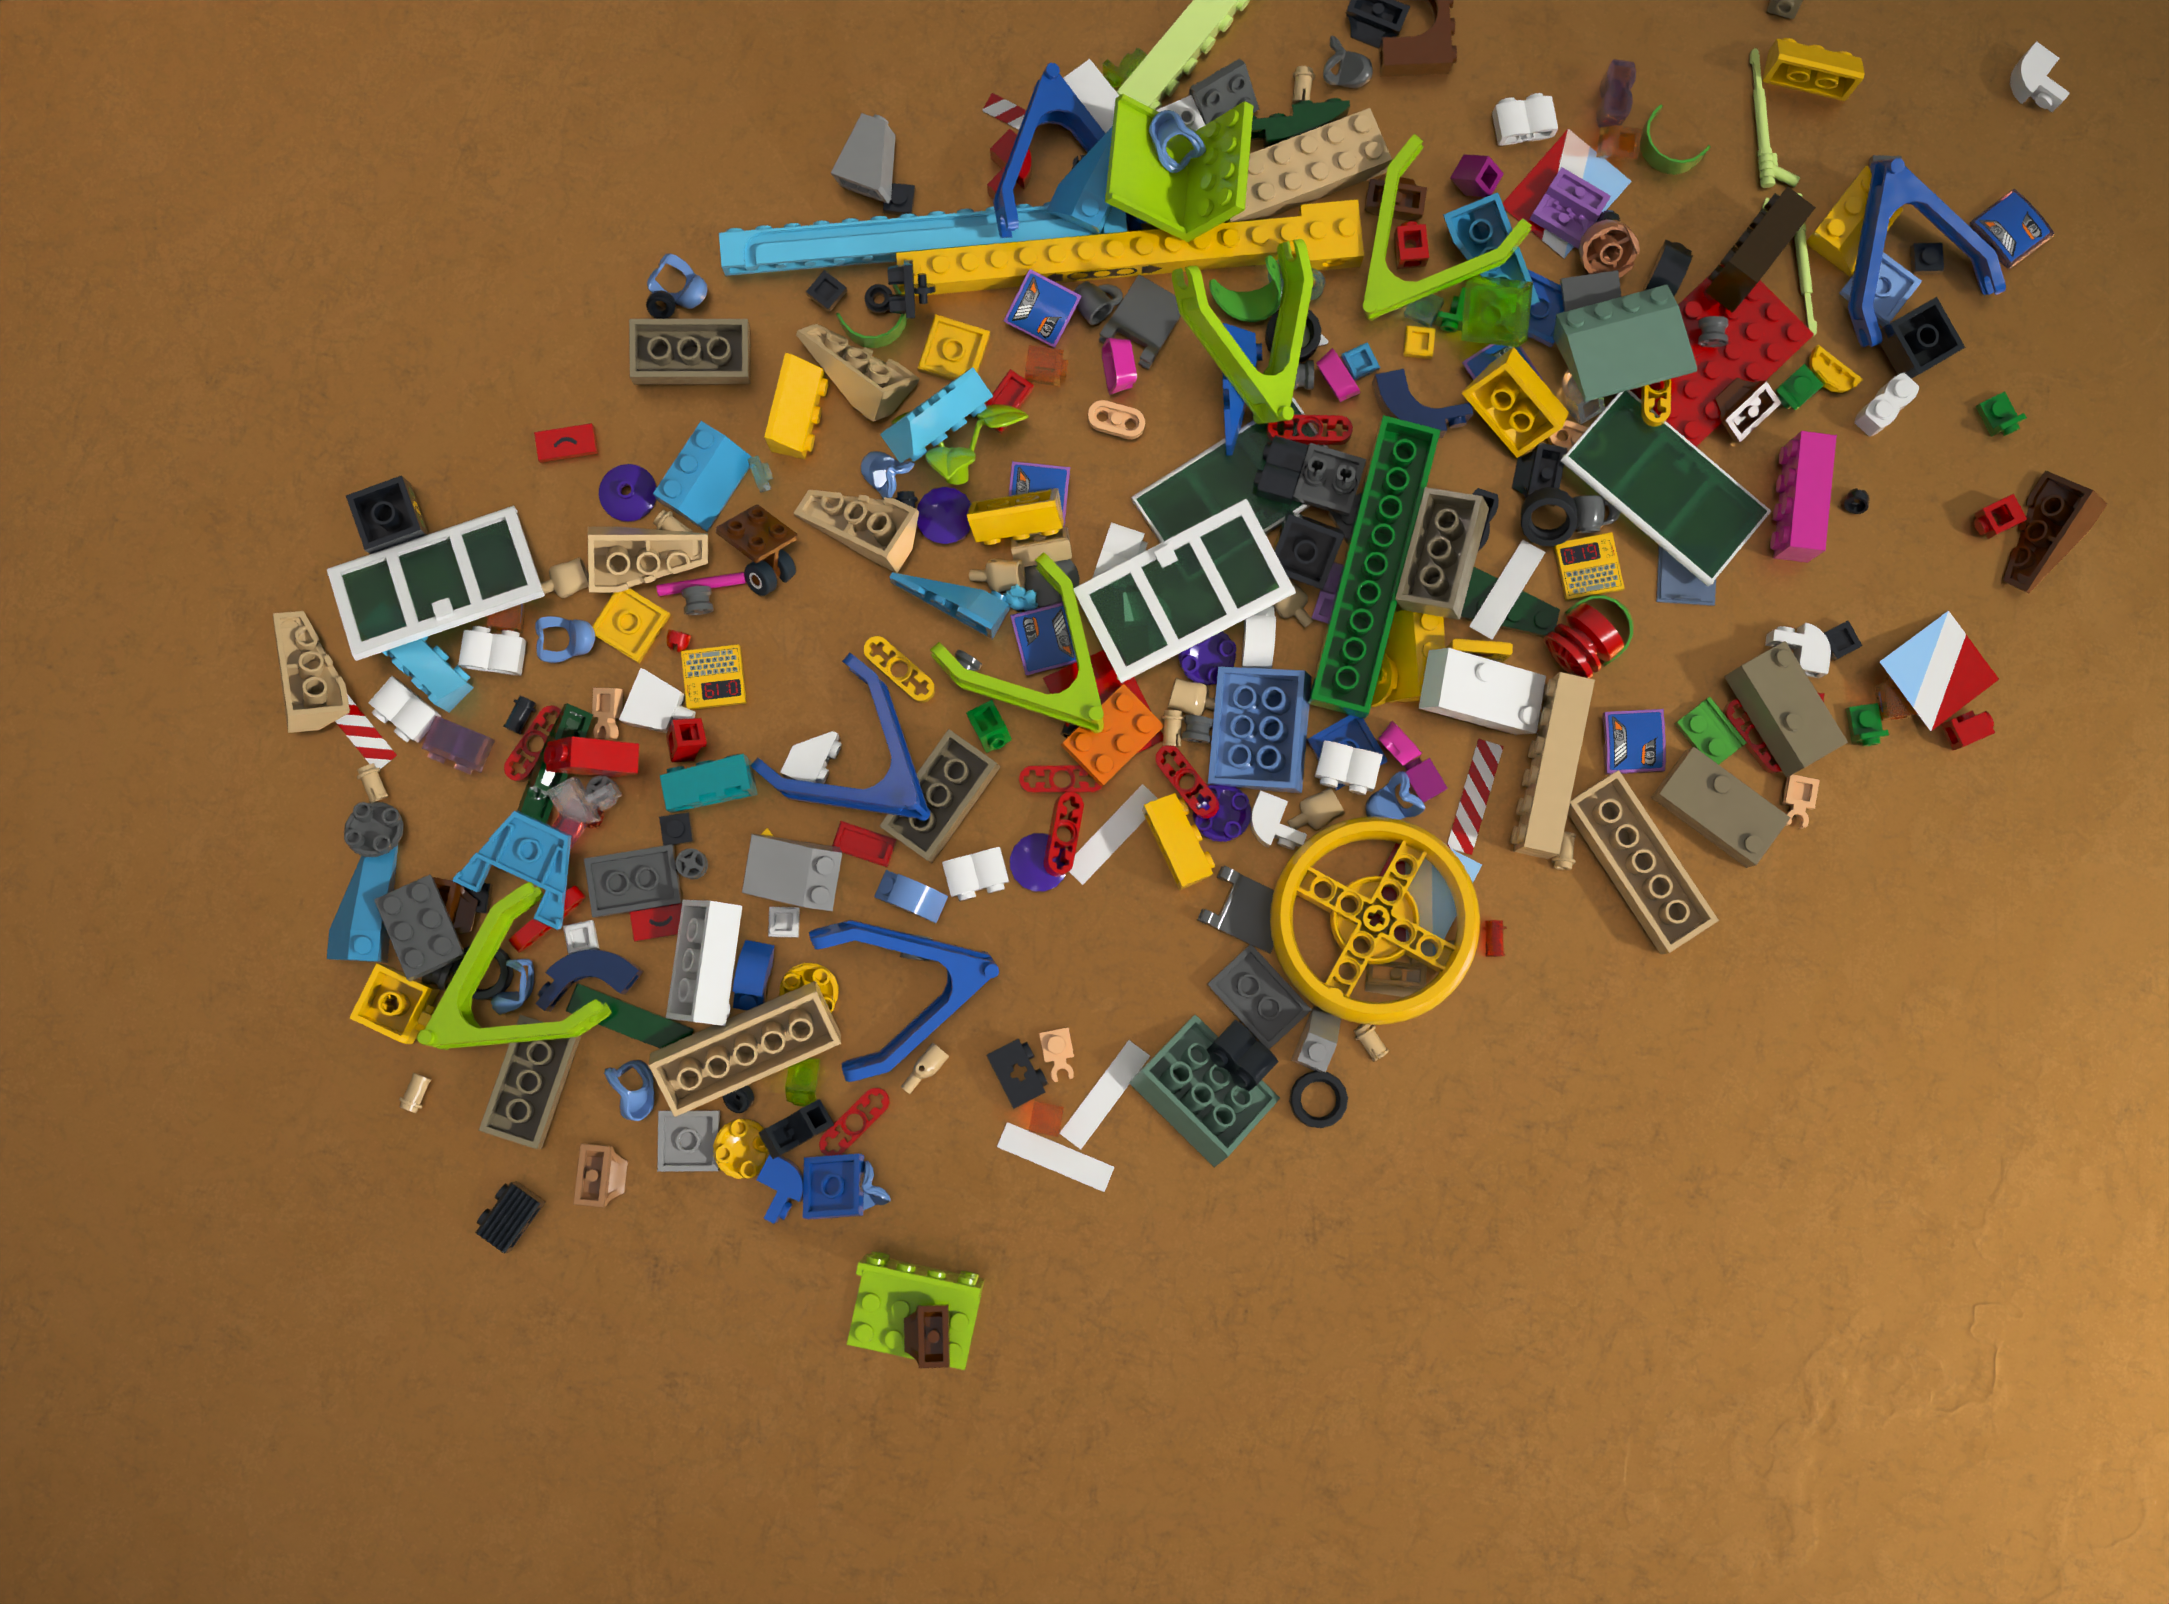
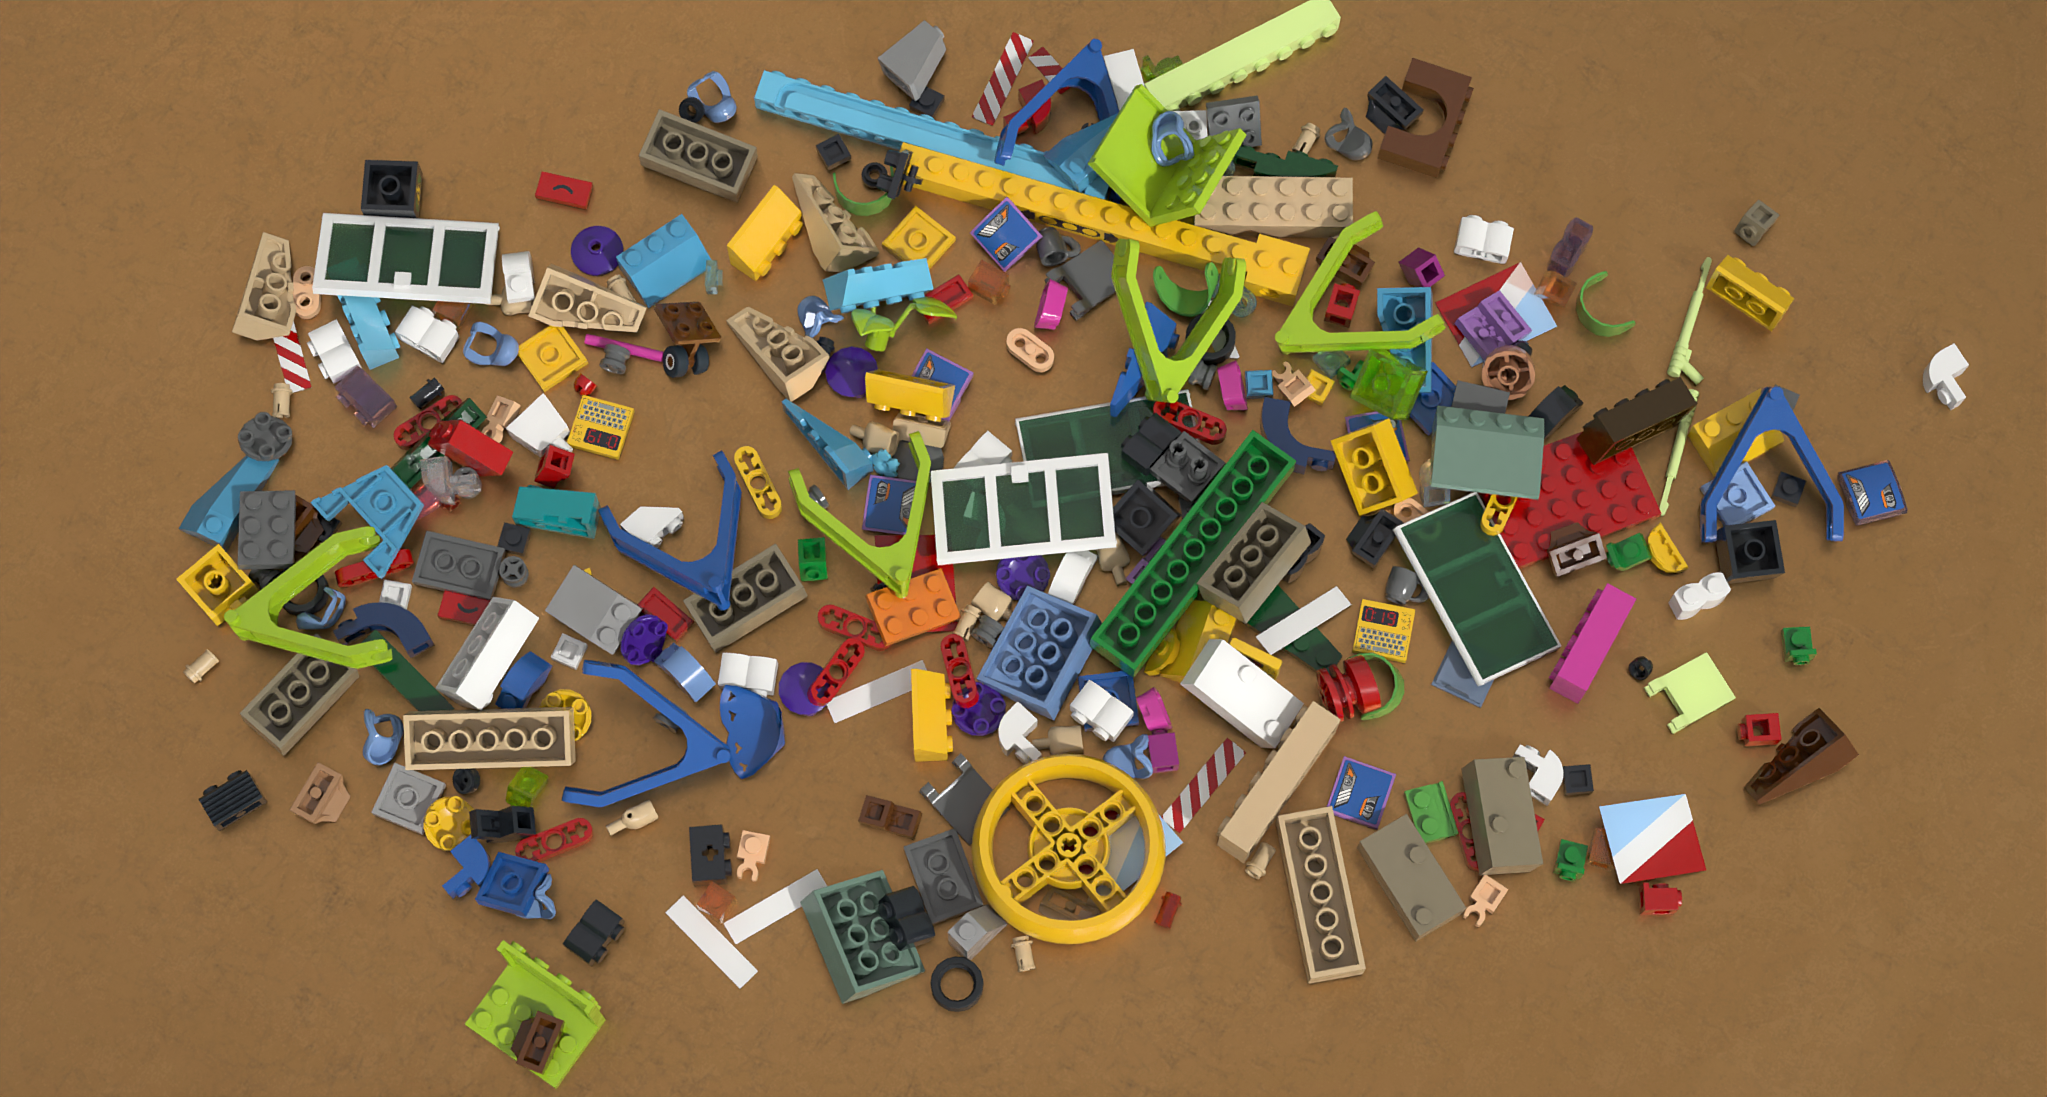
camera: 25 degrees right, 10 degrees down
(343, 659) = (304, 291): none -> light nougat plate
(560, 554) = (518, 276): none -> white brick
(856, 881) = (643, 639): none -> dark purple dish
(936, 1199) = (594, 932): none -> black brick
(965, 143) = (1002, 78): none -> sticker
(1006, 923) = (755, 728): none -> blue piece
(1180, 958) = (890, 817): none -> reddish brown slope
(1397, 350) = (1293, 384): none -> light nougat plate
(1554, 536) = (1355, 590): black tyre -> none
(1713, 331) = (1570, 474): dark grey wheel -> none
(1916, 502) = (1693, 689): none -> yellowish green flag

